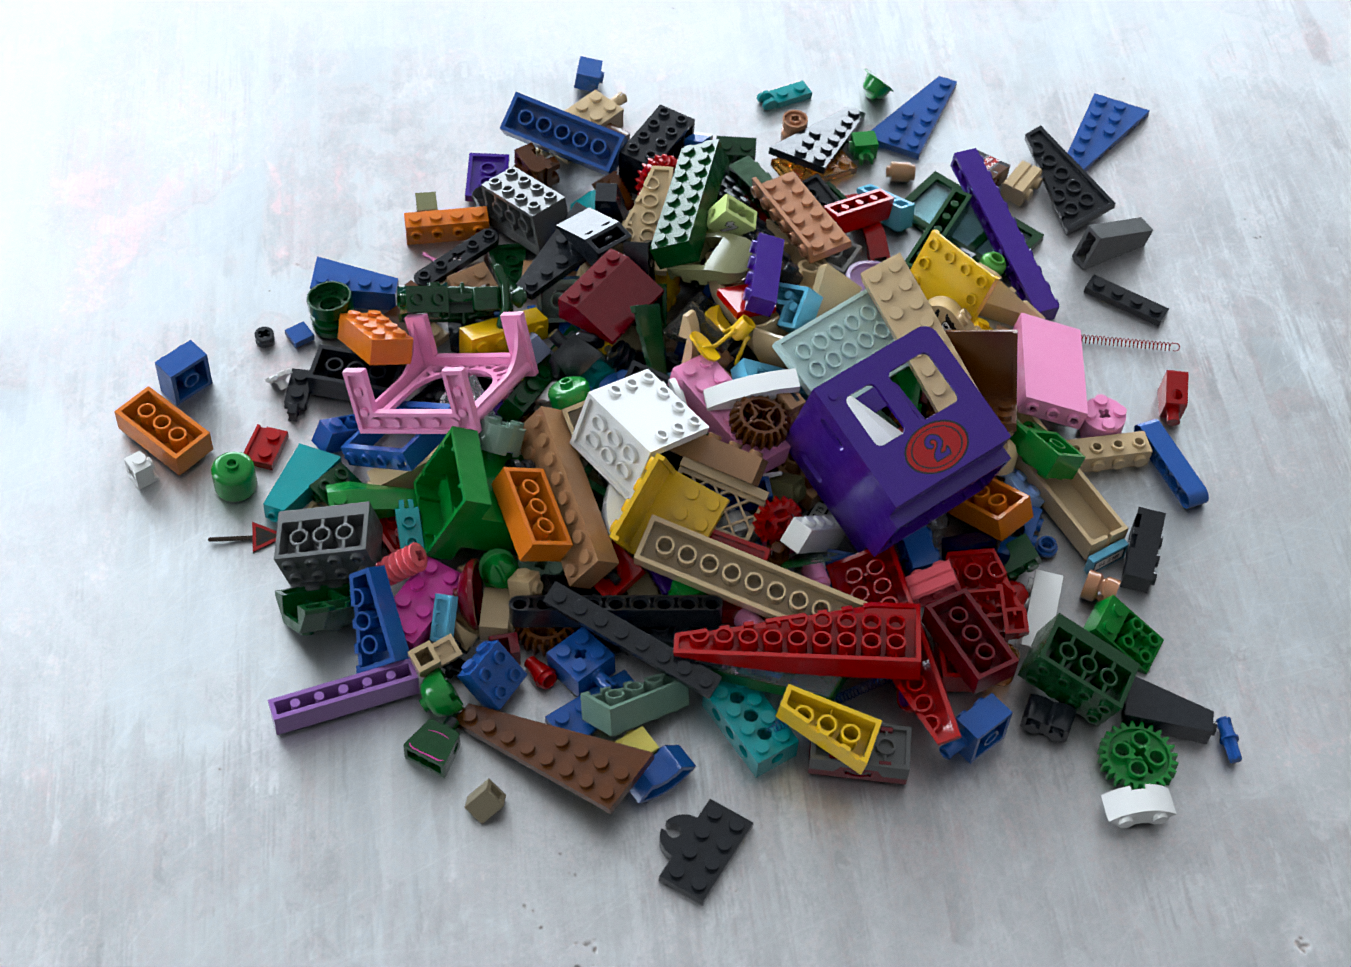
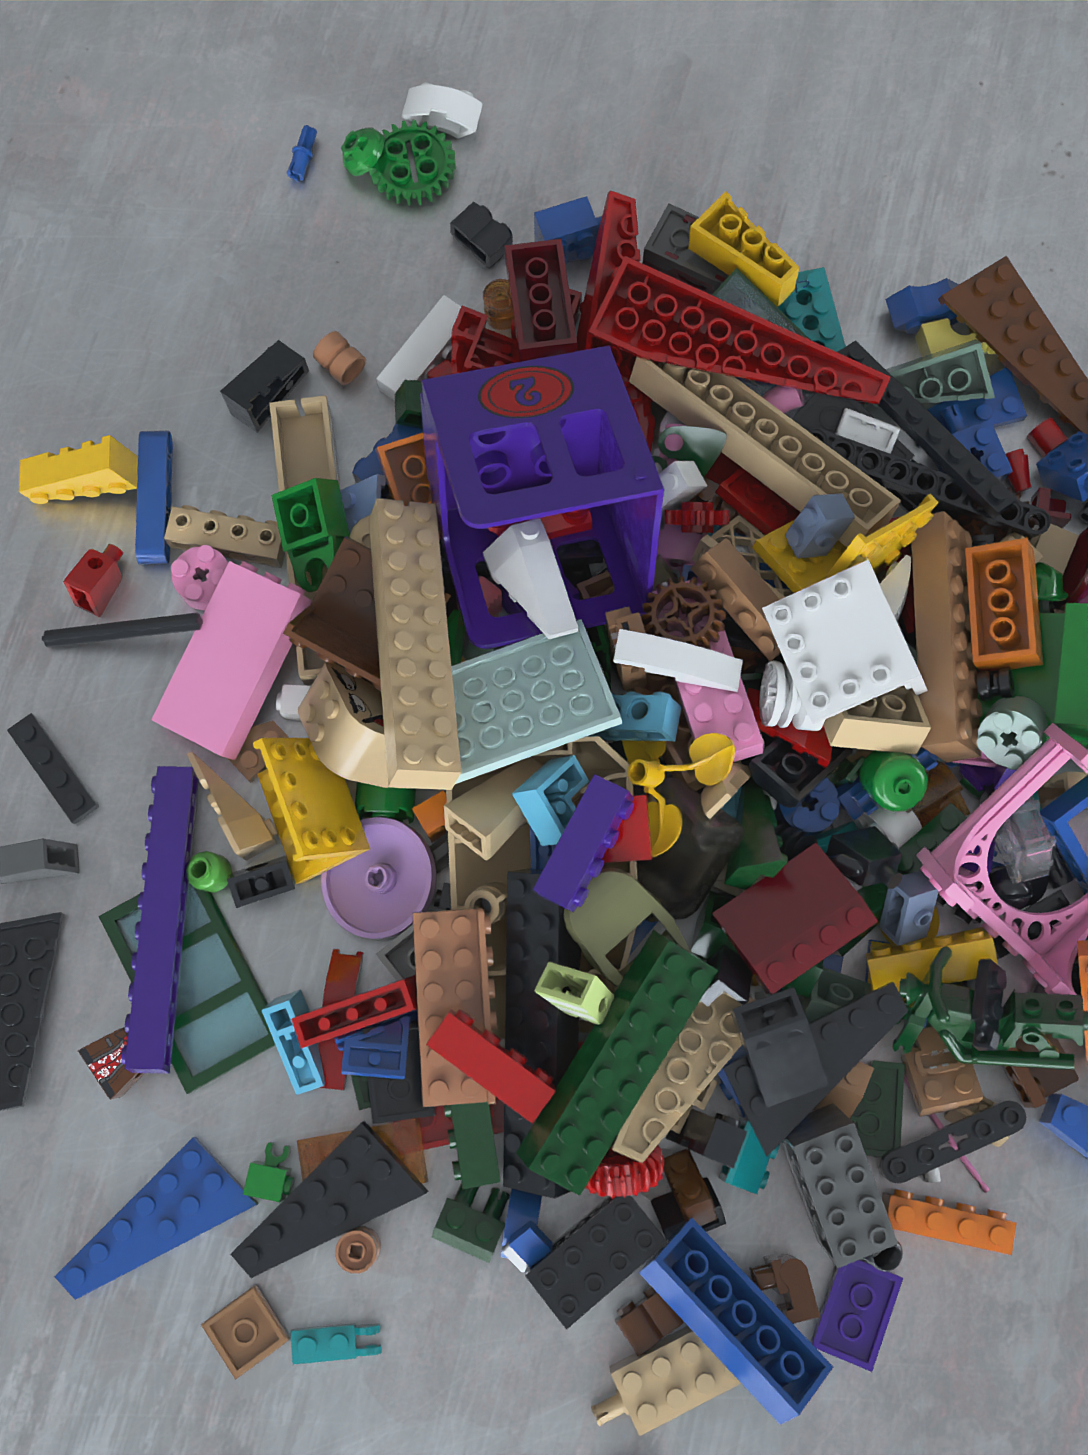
camera: 155 degrees left, 25 degrees up
(426, 201) = (965, 1271): olive brick -> none
(466, 297) = (987, 1004): none -> black hinge
(521, 705) = (1046, 437): none -> red brick
(669, 625) = (867, 430): none -> white plate
(689, 508) = (819, 525): none -> sand blue brick
(702, 849) = (906, 222): black plate -> none
(764, 182) = (492, 1065): none -> red brick
(834, 192) = (378, 1052): none -> blue wing
(837, 86) = (245, 1331): none -> medium nougat plate
(875, 86) = (184, 1308): green piece -> none
(900, 171) = (239, 1106): medium nougat brick -> none
(945, 221) = (261, 940): dark green brick -> none
(1021, 183) = (76, 1022): tan brick -> none
(1050, 544) = (363, 433): blue plate -> none
(1079, 669) = (431, 247): dark green brick -> none
(1106, 556) = (321, 390): medium azure tile -> none
(1124, 631) = (348, 301): green slope -> none
(1129, 342) = (122, 708): piece -> none
(1132, 370) = (122, 630): none -> black axle
(1167, 712) = (357, 200): black slope -> none
(1182, 748) = (362, 150): none -> green piece
(1228, 449) = (79, 472): none -> yellow wedge

